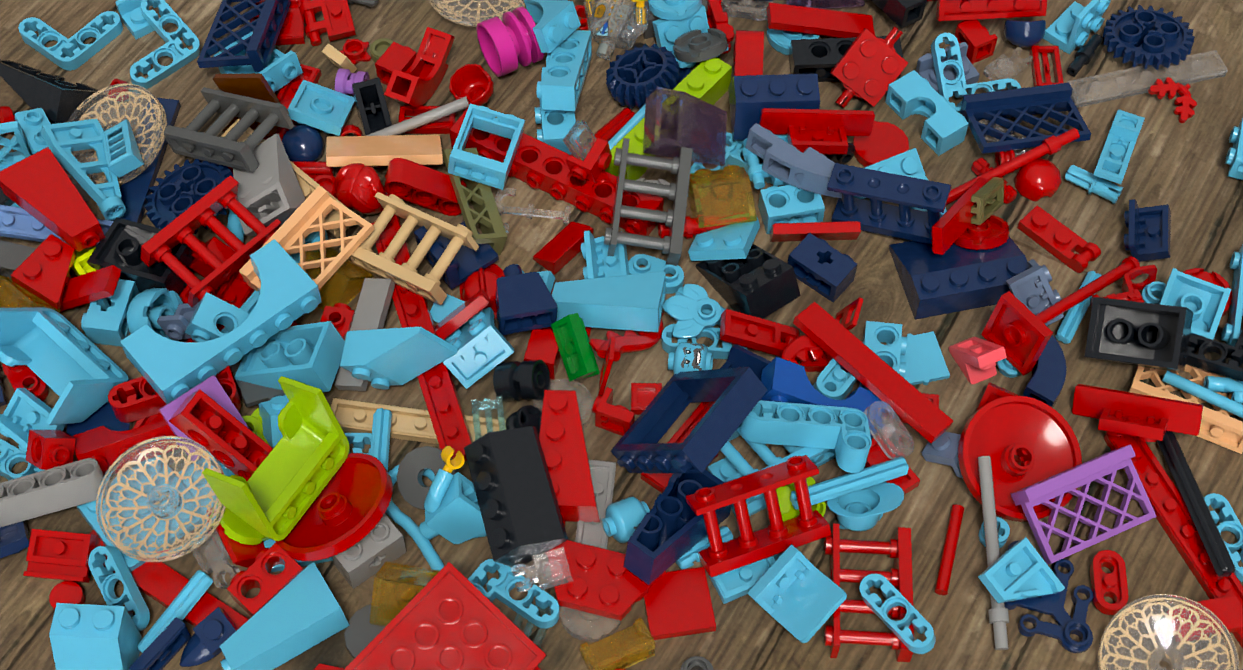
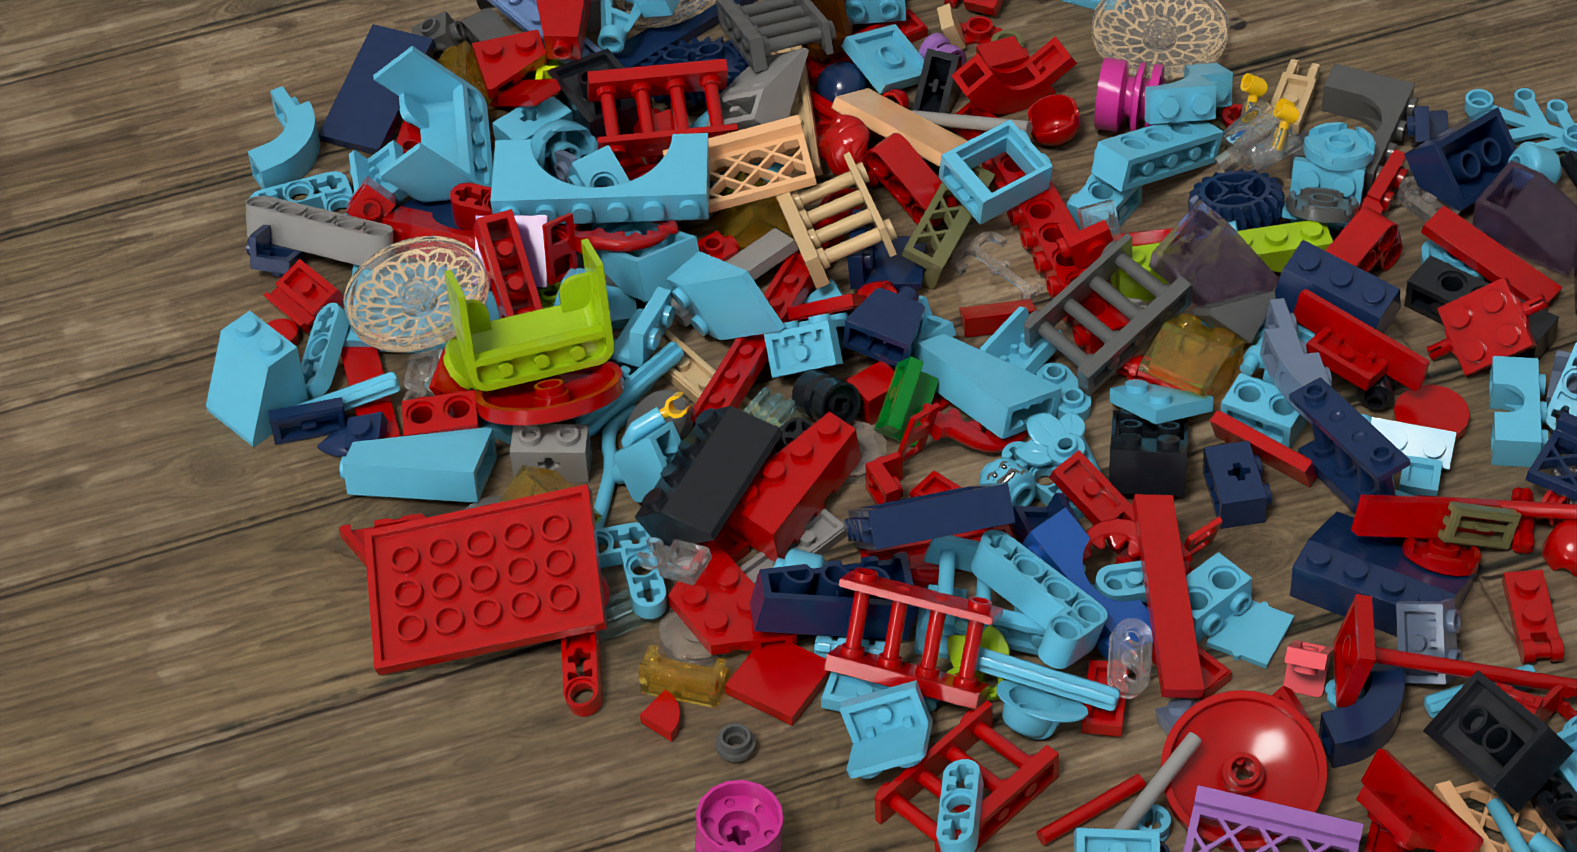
camera: 45 degrees right, 10 degrees down
(260, 368) = (600, 241): none -> red piece
(352, 414) = (645, 329): none -> medium azure bracket
(727, 148) = (1237, 314): none -> dark grey slope

